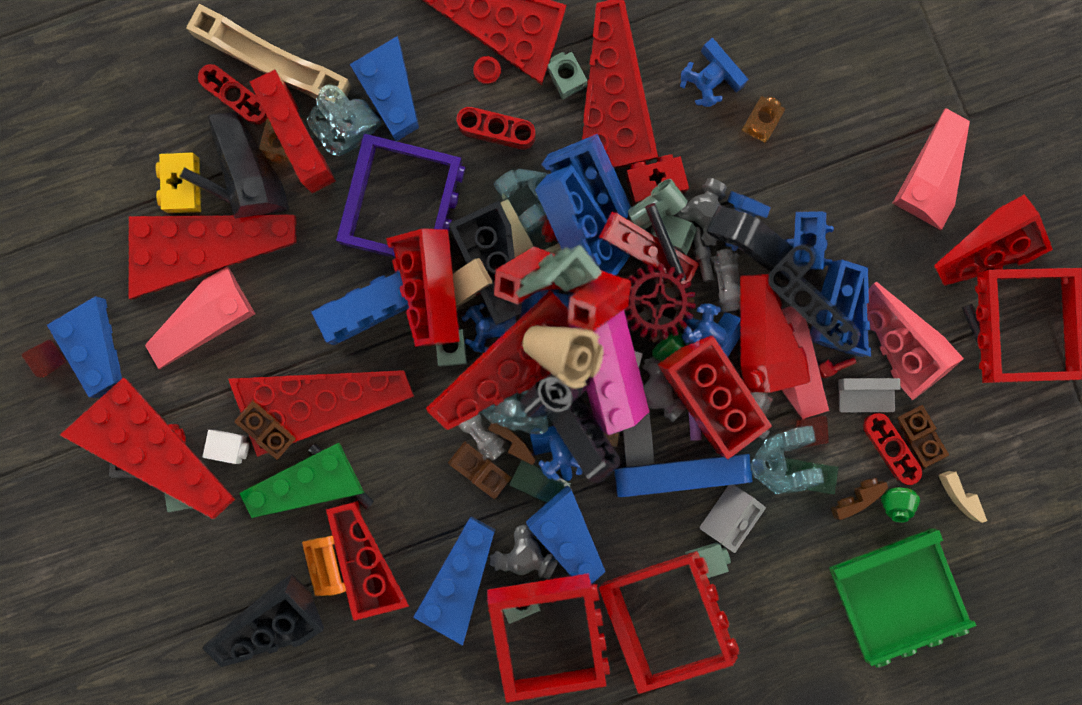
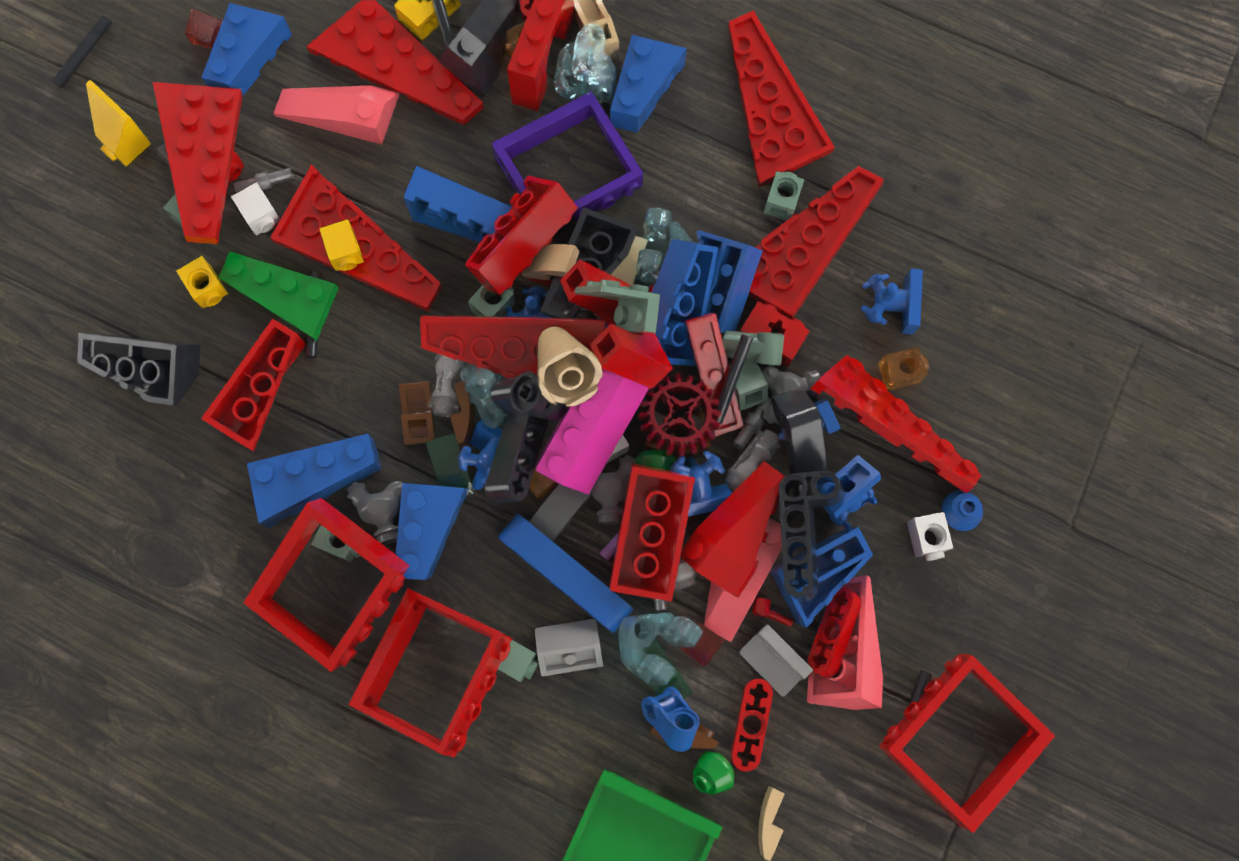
camera: 45 degrees right, 10 degrees down
(67, 492) = (114, 127): none -> yellow slope
(206, 422) = (265, 180): none -> flat silver bar
(234, 532) = (198, 272): none -> yellow brick
(265, 429) = (296, 222): reddish brown slope -> none
(315, 414) = (341, 246): none -> yellow brick
(323, 566) = (227, 360): orange plate -> none
(486, 119) = (692, 170): red beam -> none
(487, 70) = (728, 138): red plate -> none
(789, 163) = (894, 421): none -> red wing
(840, 497) = (671, 718): none -> blue piece
(876, 219) = (938, 526): none -> white brick
(883, 176) = (962, 510): none -> blue cone
(904, 356) = (839, 644): none -> red beam
(922, 437) = (785, 740): reddish brown slope -> none
(935, 176) = (999, 545): coral wedge -> none
(1005, 237) = (1008, 647): red wedge -> none

